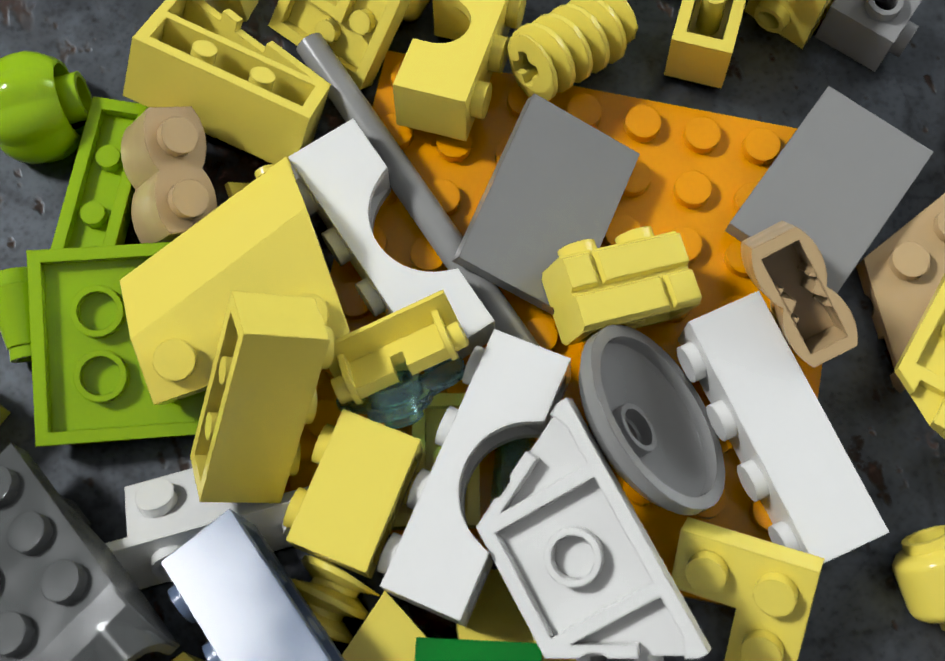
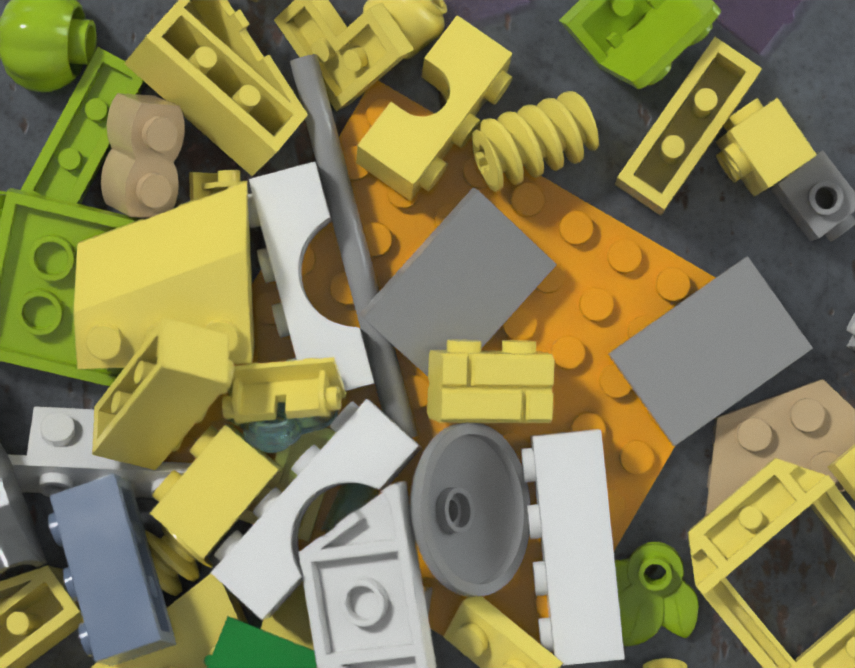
camera: 20 degrees right, 15 degrees up
(794, 277) = (632, 442): tan brick -> none
(891, 467) = (654, 603): none -> lime plate

